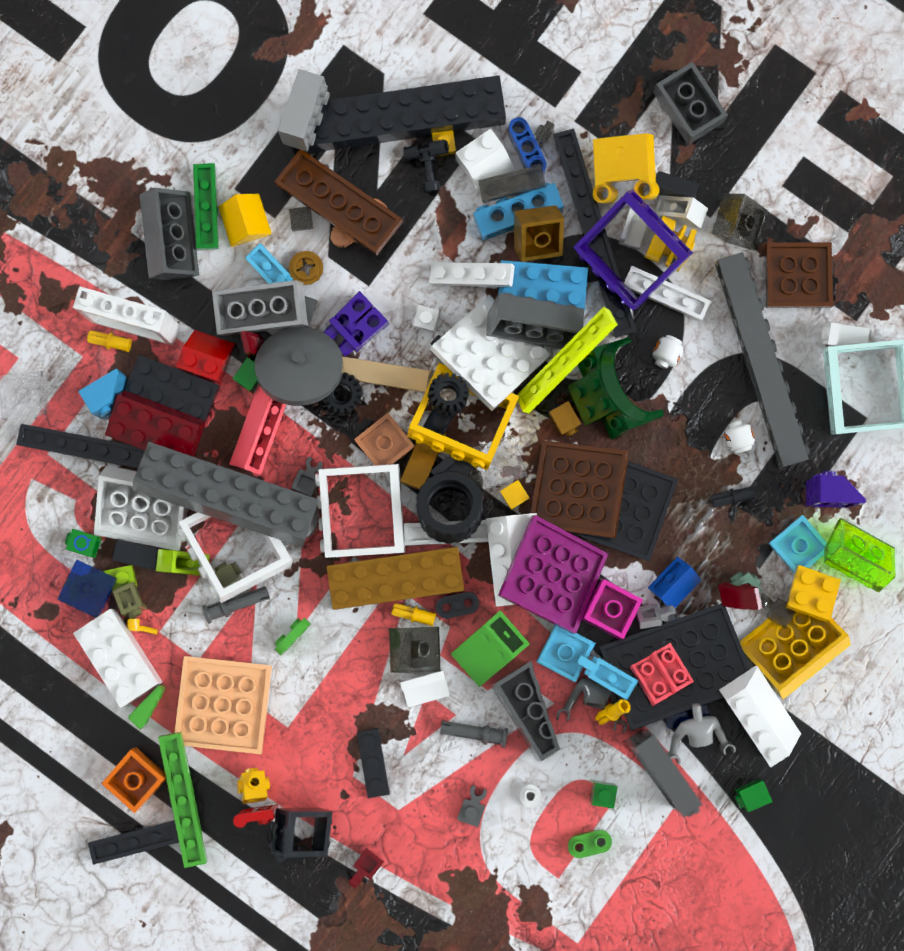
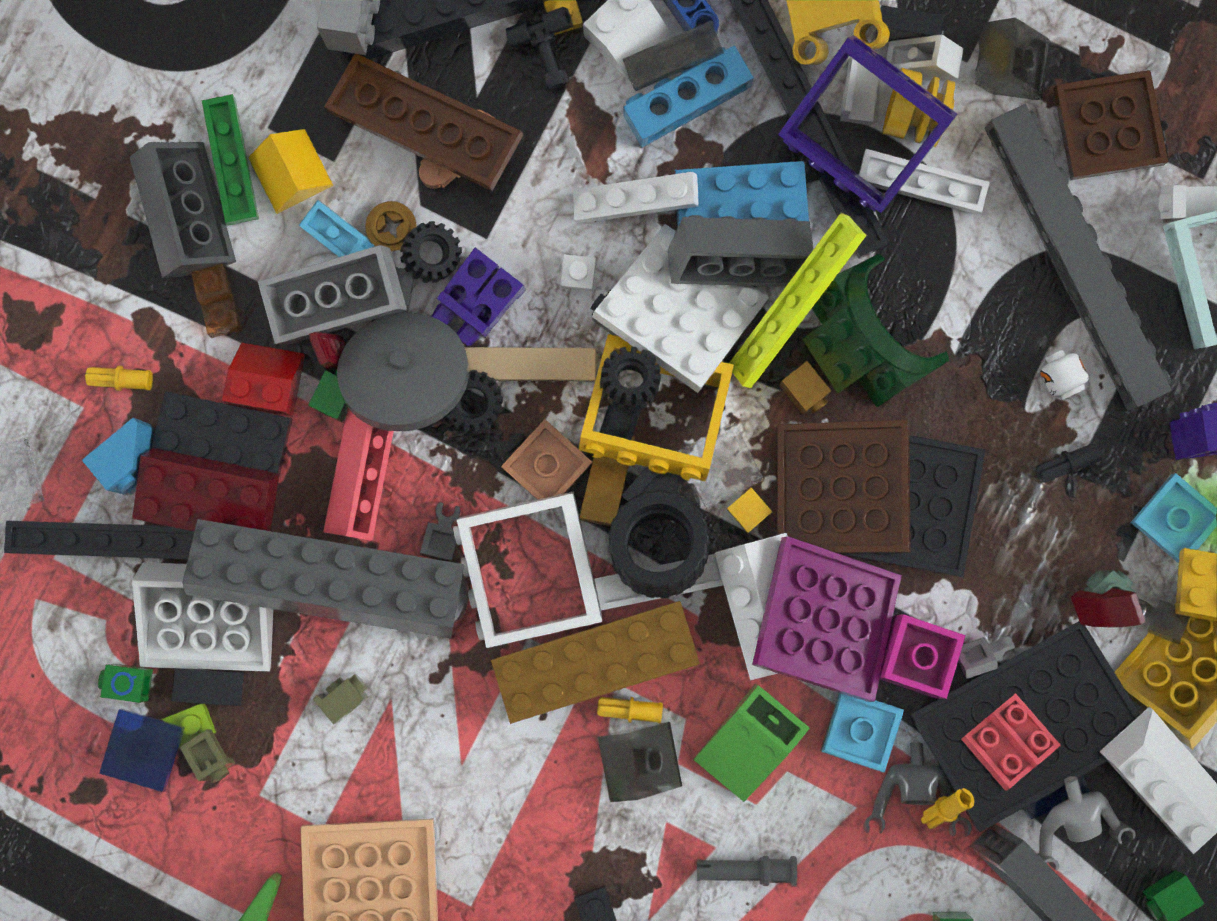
camera: 10 degrees left, 0 degrees up
(117, 657) = (203, 844): white brick -> none
(126, 316) = (135, 337): white window -> none
(134, 625) = (220, 792): yellow hand -> none
(177, 562) = (277, 688): lime slope -> none
(182, 299) = (216, 300): none -> clear orange slope
(206, 571) = (314, 697): white window -> none
(231, 605) = (353, 742): dark grey pin -> none
(285, 642) = (446, 781): bright green plate -> none
(301, 219) = (372, 156): clear smoke tile -> none
(318, 295) = (444, 239): none -> black tyre
(425, 688) = (664, 816): white panel -> none
(457, 605) = (692, 687): black plate -> none
(524, 704) = (814, 816): dark grey wedge -> none
(538, 233) = (724, 121): pearl gold brick -> none
(608, 676) = (933, 757): medium azure hinge -> none
(667, 351) = (938, 266): white head -> none
(675, 583) = (1005, 602): blue panel -> none

